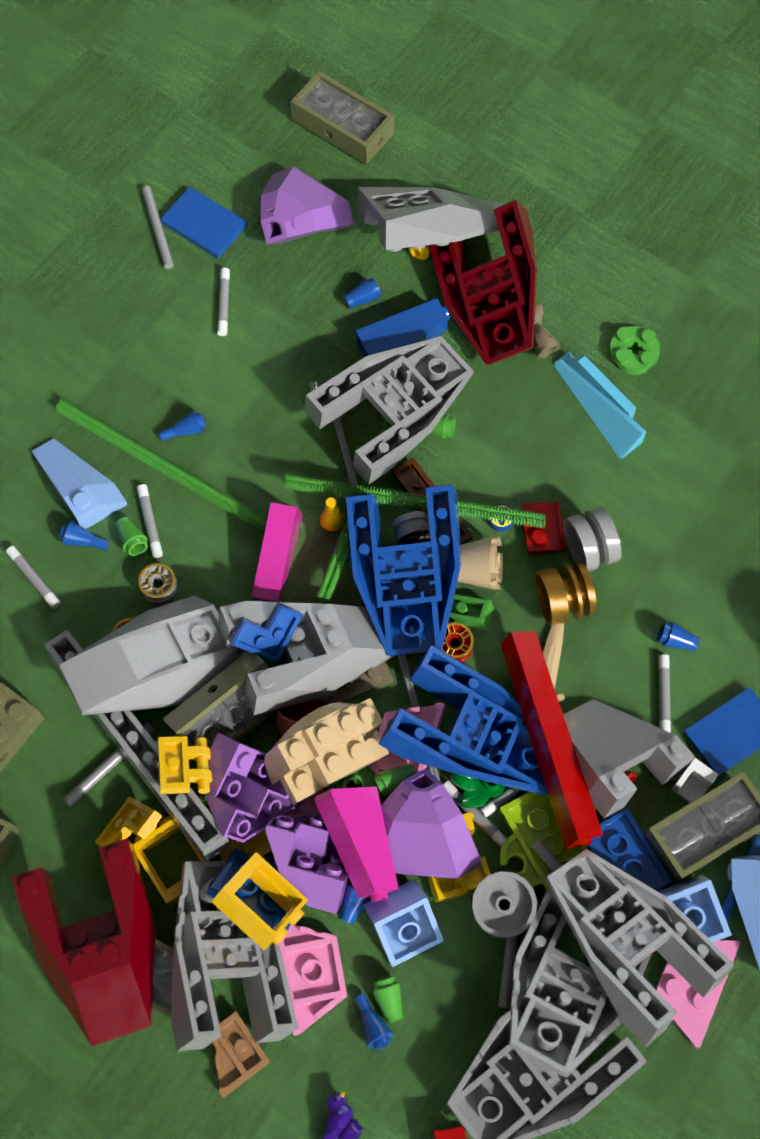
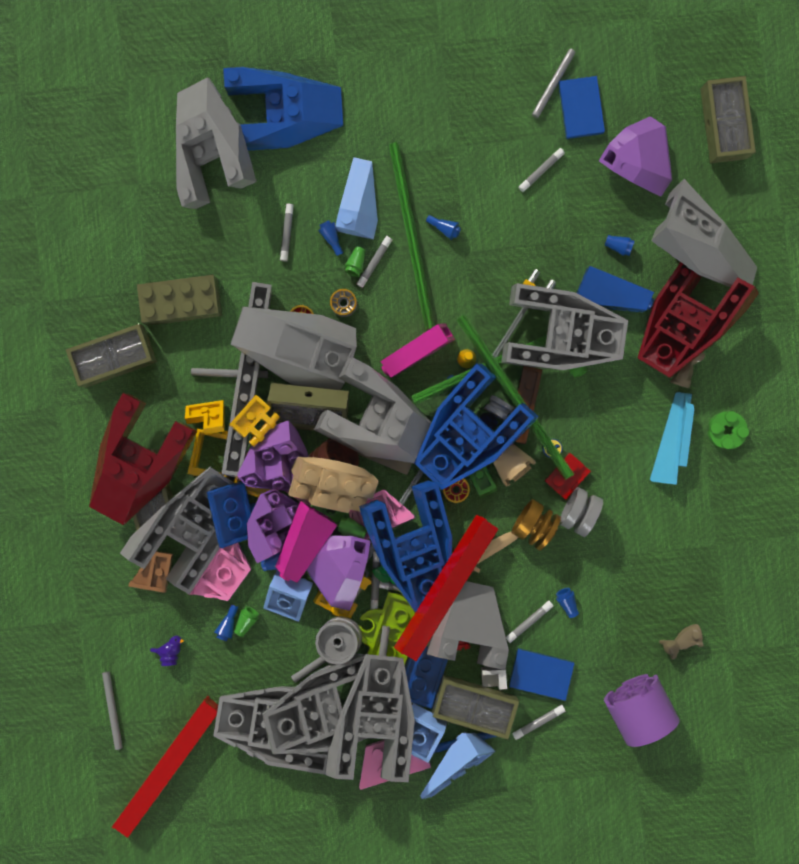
camera: 45 degrees right, 20 degrees up
(267, 640) = (363, 398): blue tile -> none
(274, 886) = (242, 522): yellow window -> none

